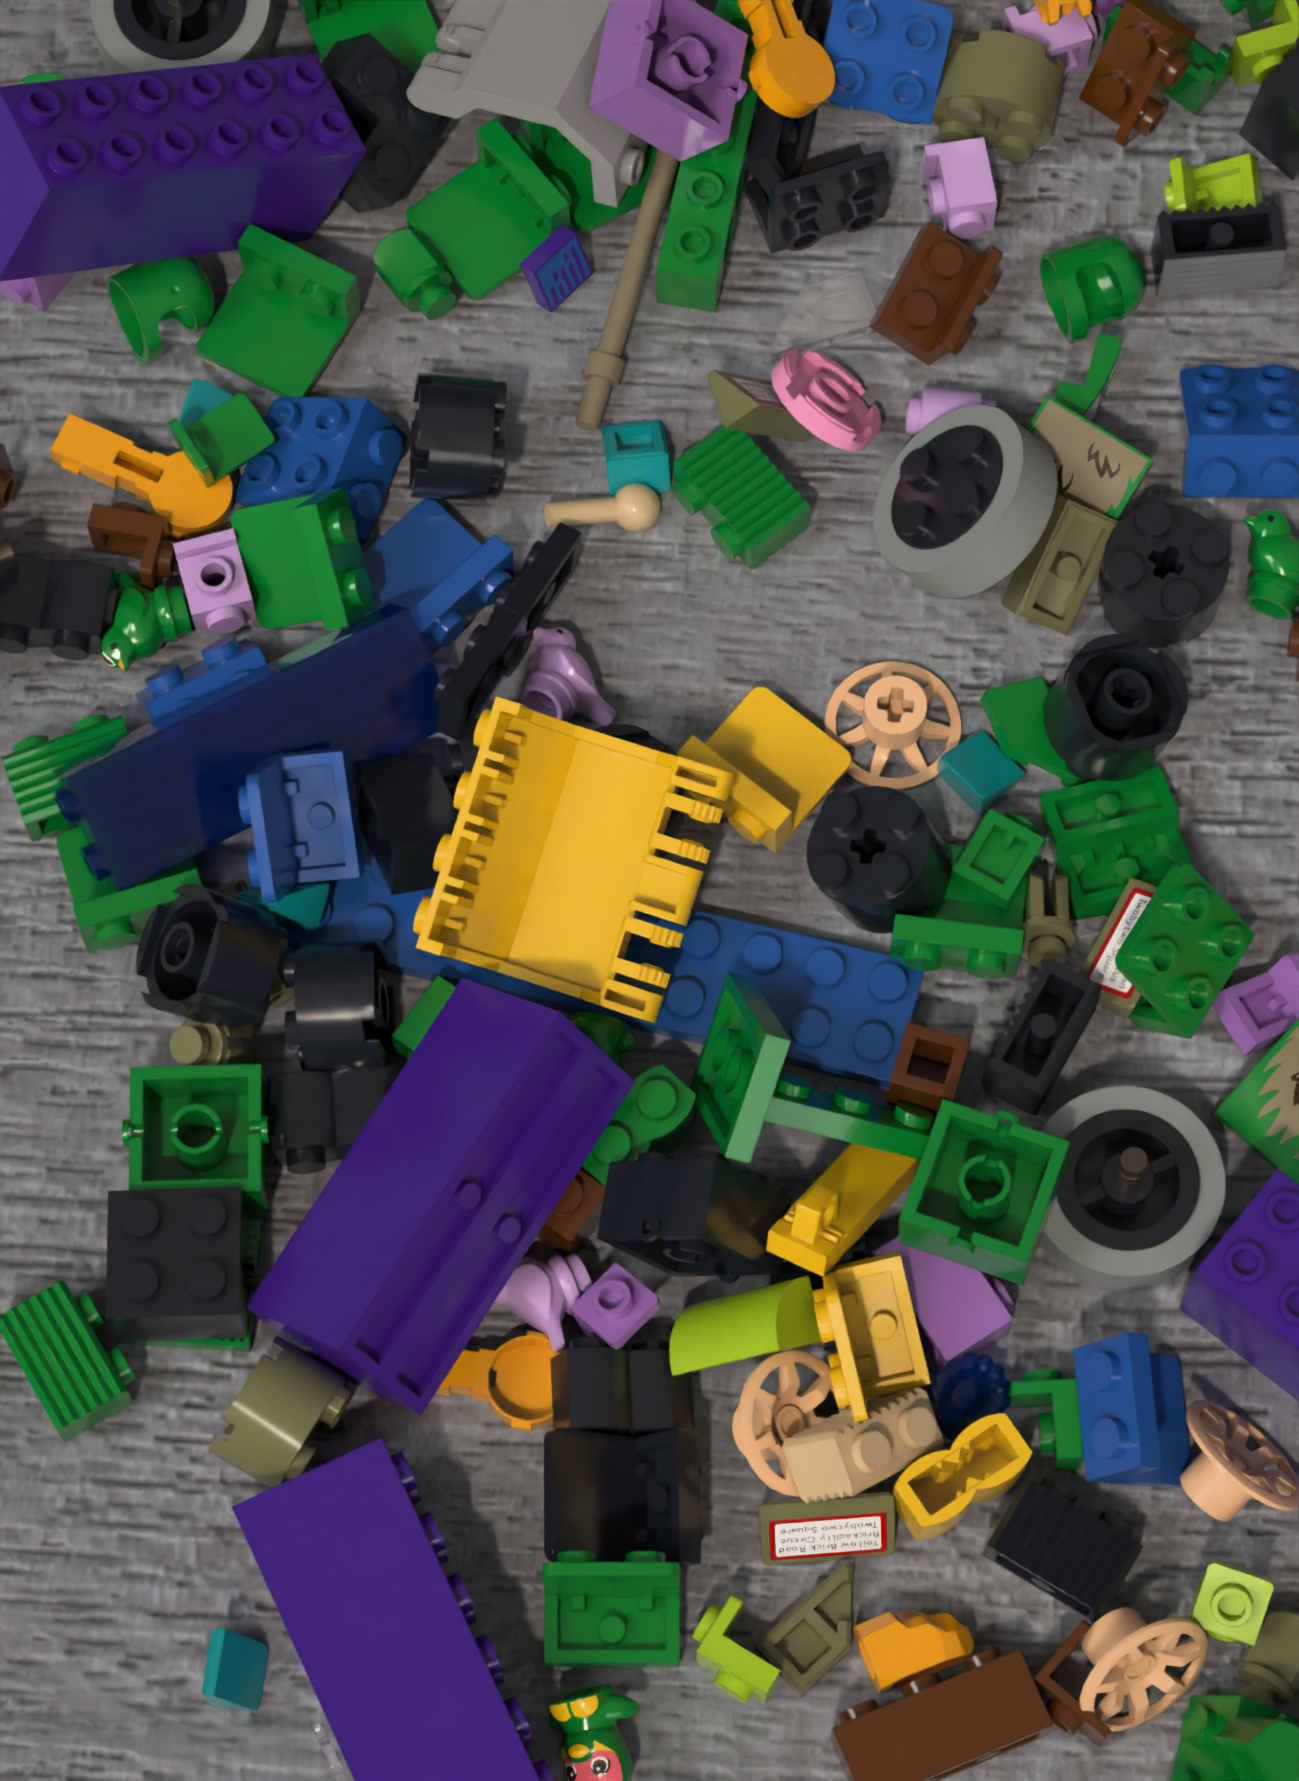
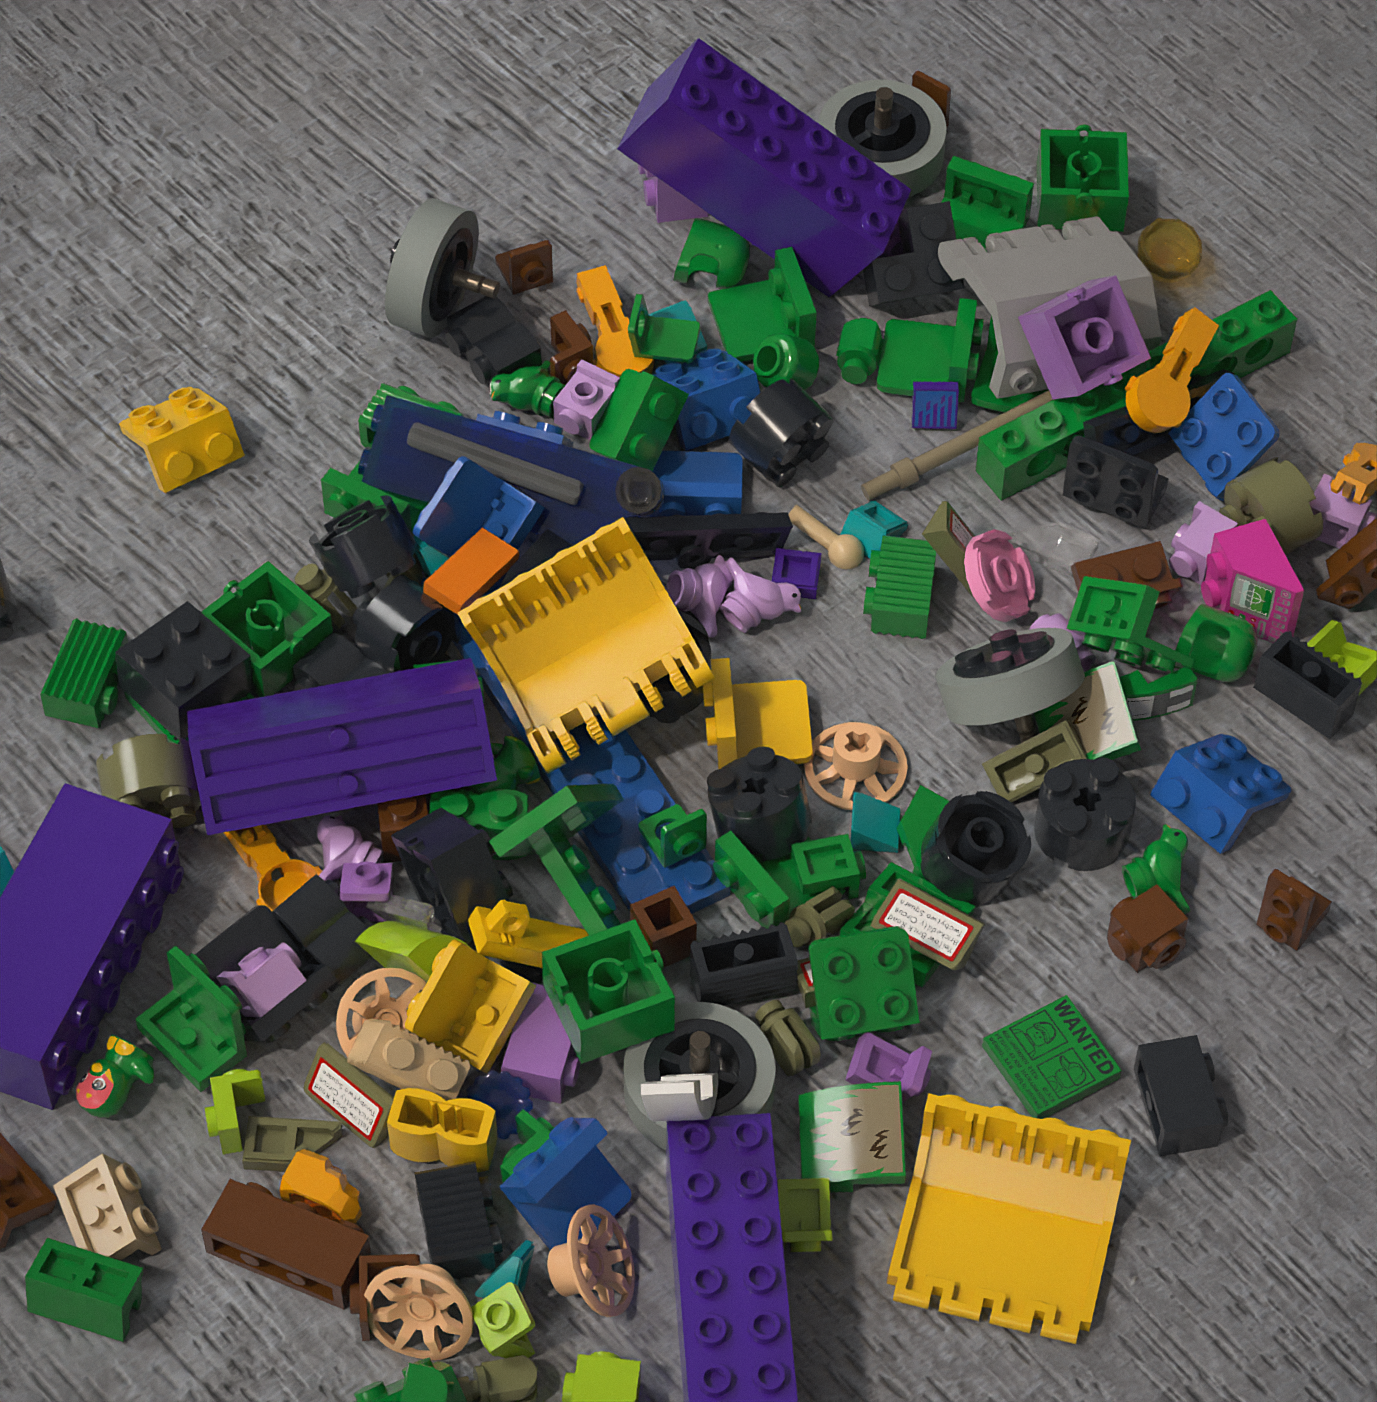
camera: 45 degrees right, 15 degrees down
(249, 747) = (500, 464): none -> dark grey axle
(355, 885) = (471, 571): none -> orange tile
(369, 357) = (785, 358): none -> green head
(415, 641) = (645, 497): none -> clear smoke wheel
(617, 576) = (798, 568): none -> dark purple tile
(620, 641) = (757, 599): none -> lavender animal
(635, 1502) = (264, 979): none -> lavender brick
(695, 1295) = (405, 911): none -> clear tile
(855, 963) = (678, 839): none -> green bracket
(1012, 346) = (1117, 618): none -> green bracket
(1067, 187) = (1253, 580): none -> dark pink slope
(1148, 1064) = (788, 1037): none -> olive arm
(1156, 830) = (931, 924): none -> slope
(1170, 1554) = (513, 1269): none -> teal slope
(1191, 1234) = (680, 1097): none -> white slope

